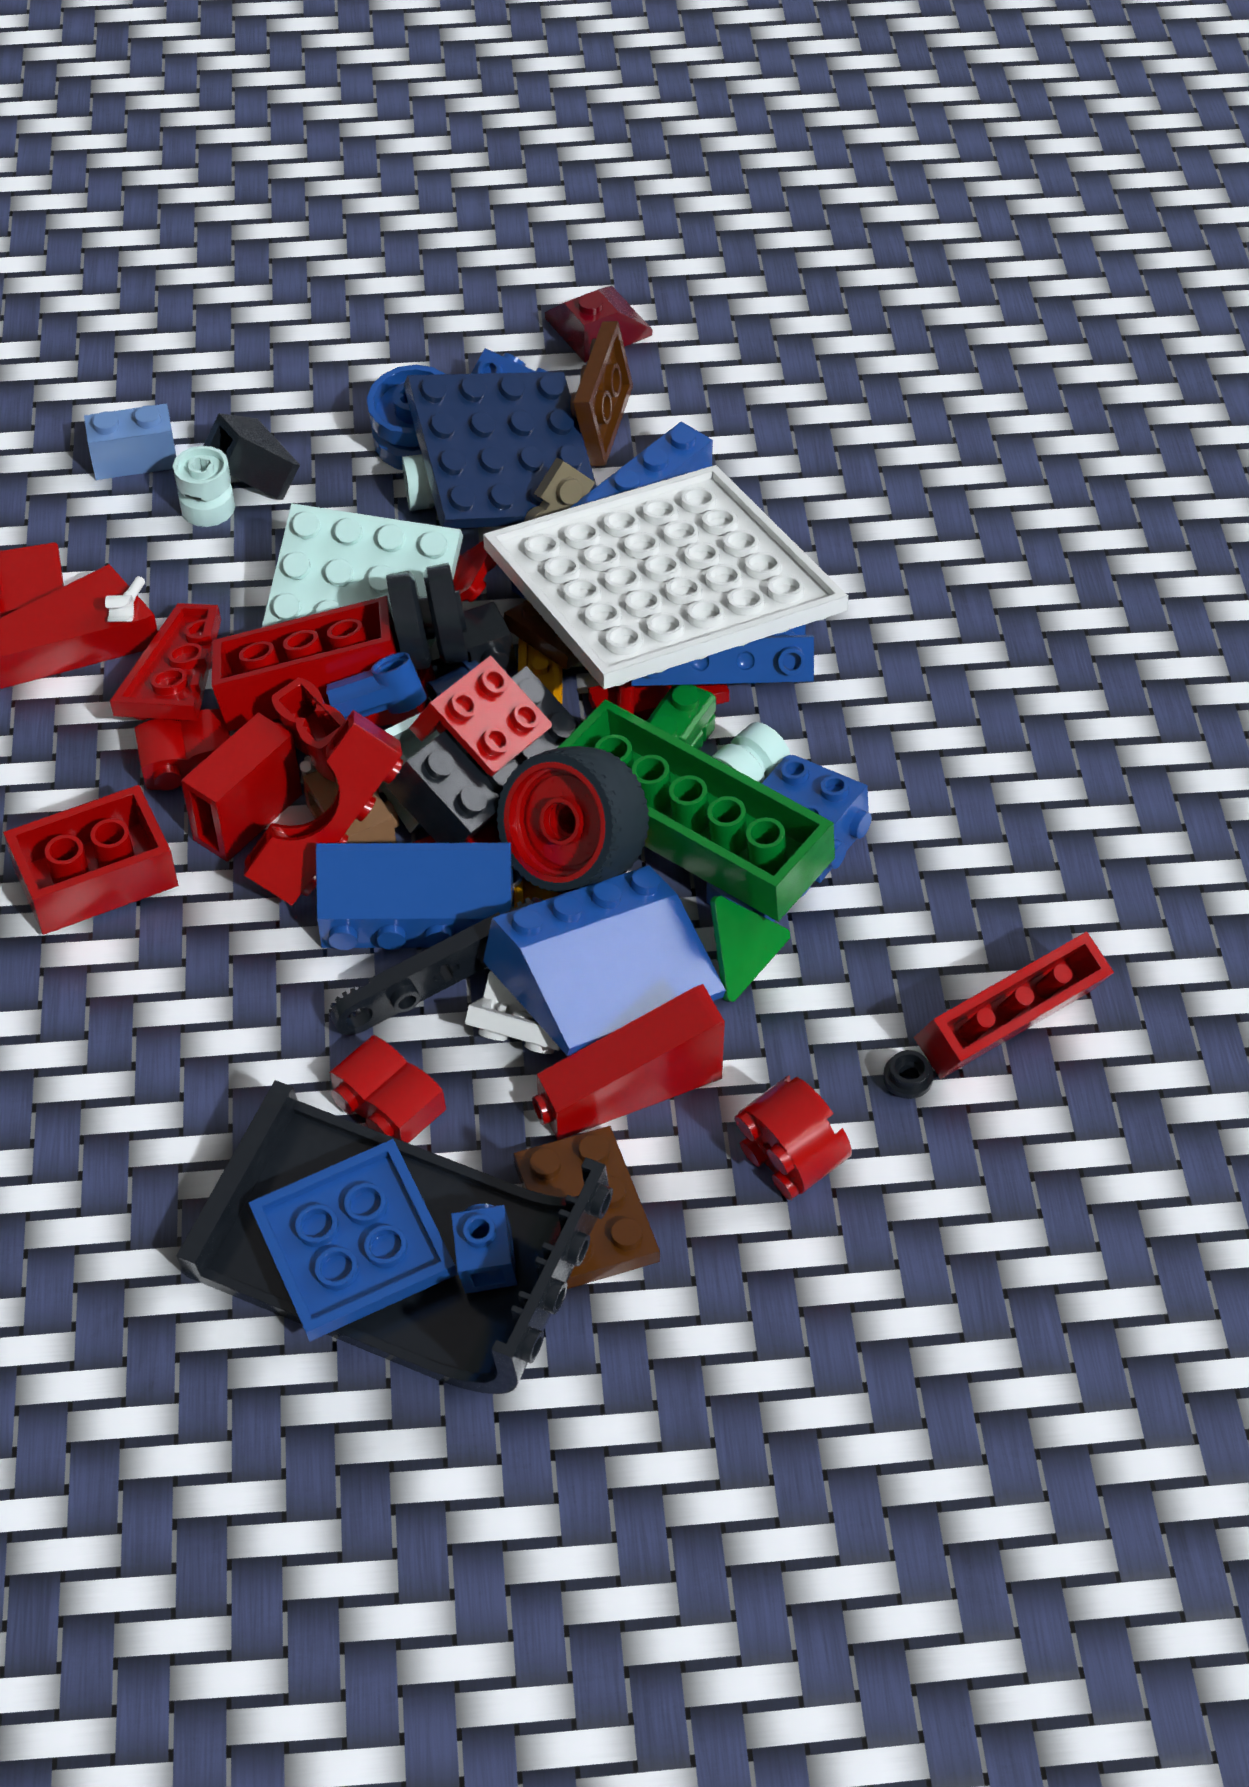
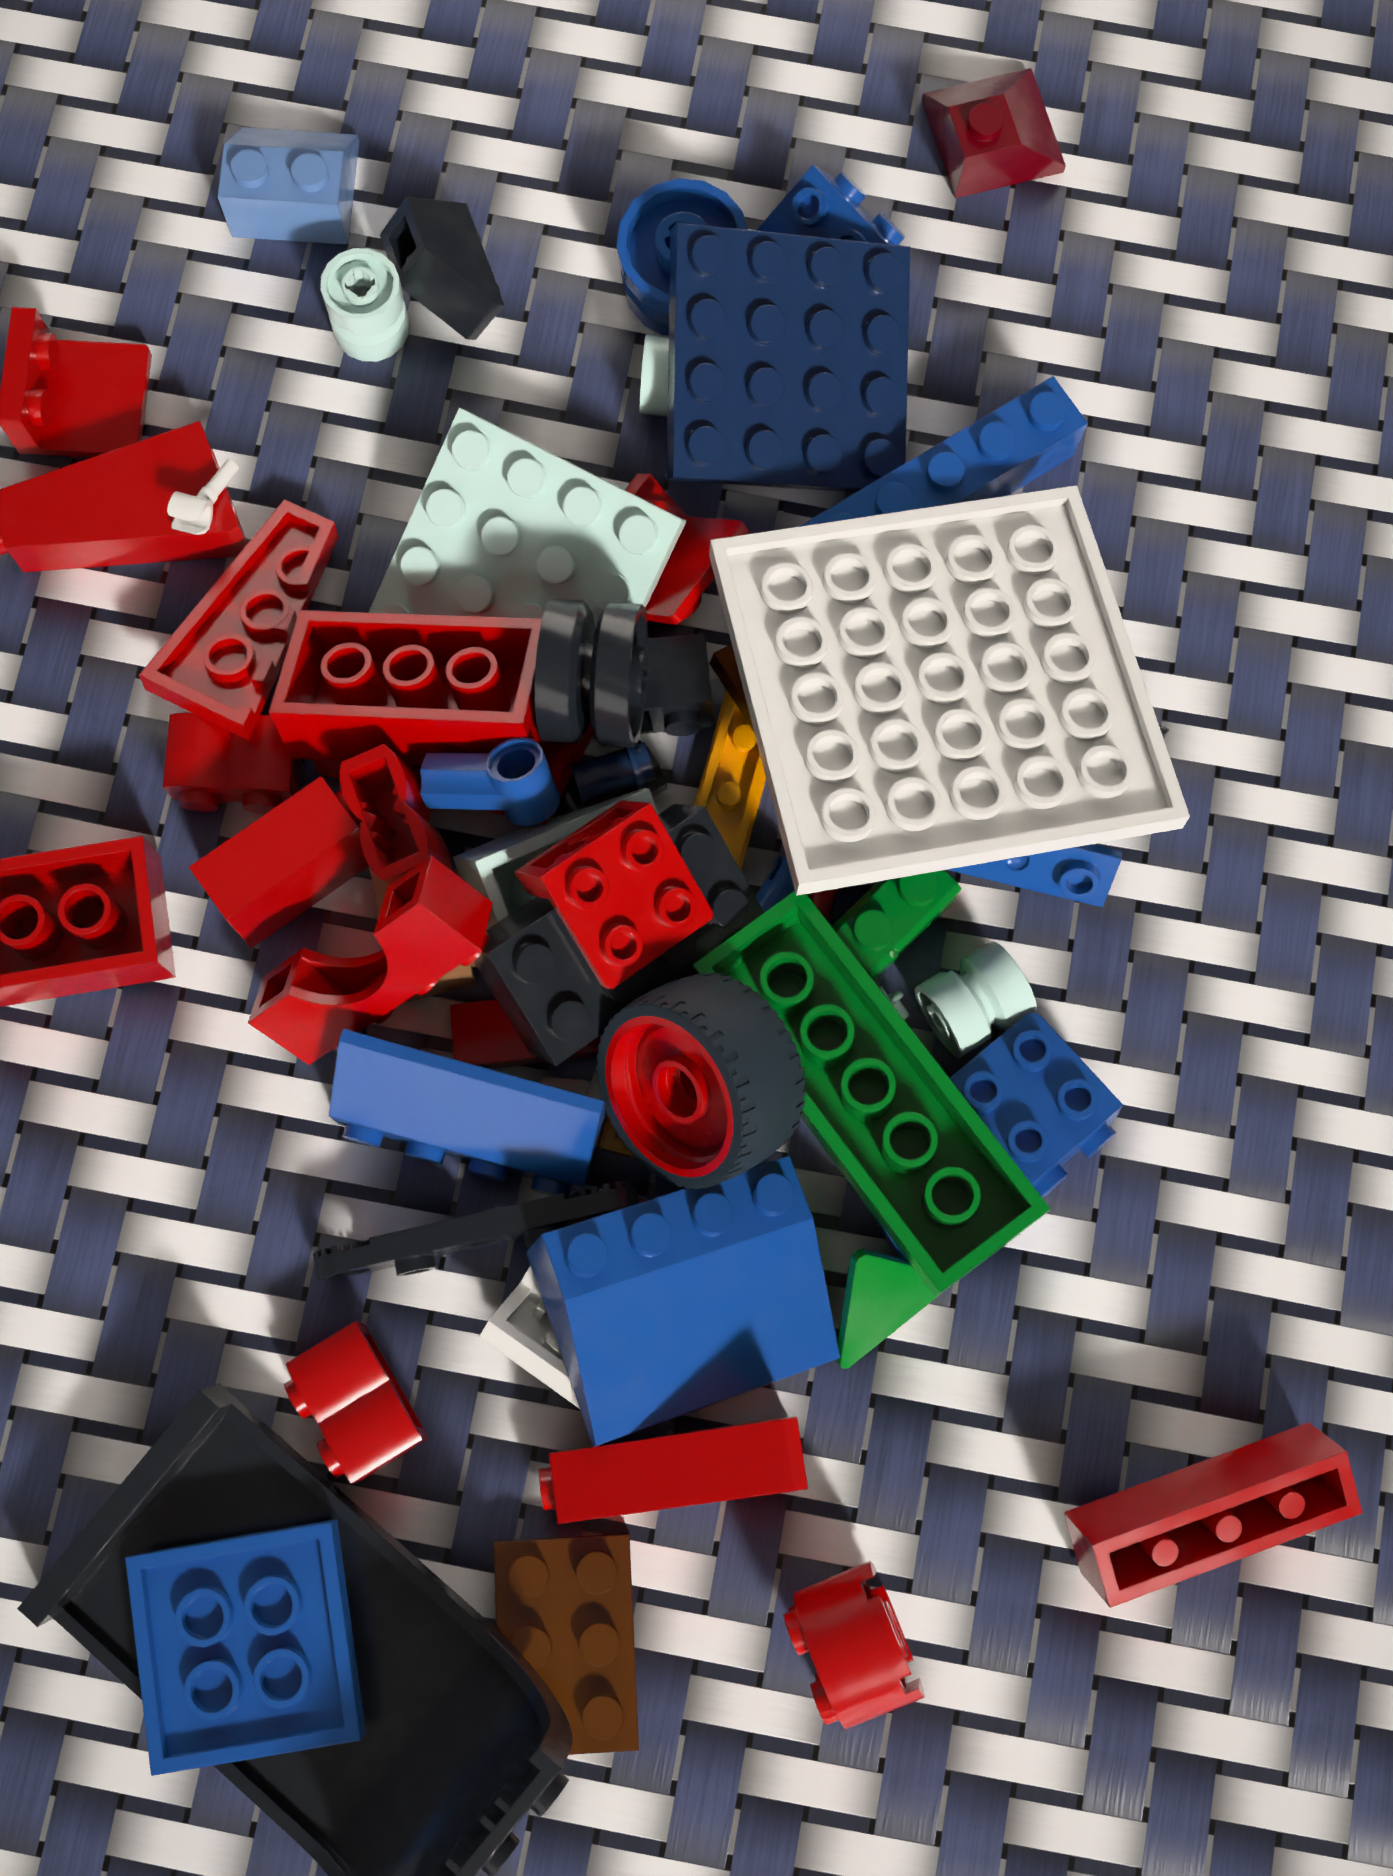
camera: 10 degrees right, 25 degrees up
(484, 1248) = (404, 1723): blue brick -> none
(560, 489) = (843, 466): dark tan plate -> none
(602, 393) = (957, 286): reddish brown plate -> none
(908, 1063) = (1060, 1565): black plate -> none

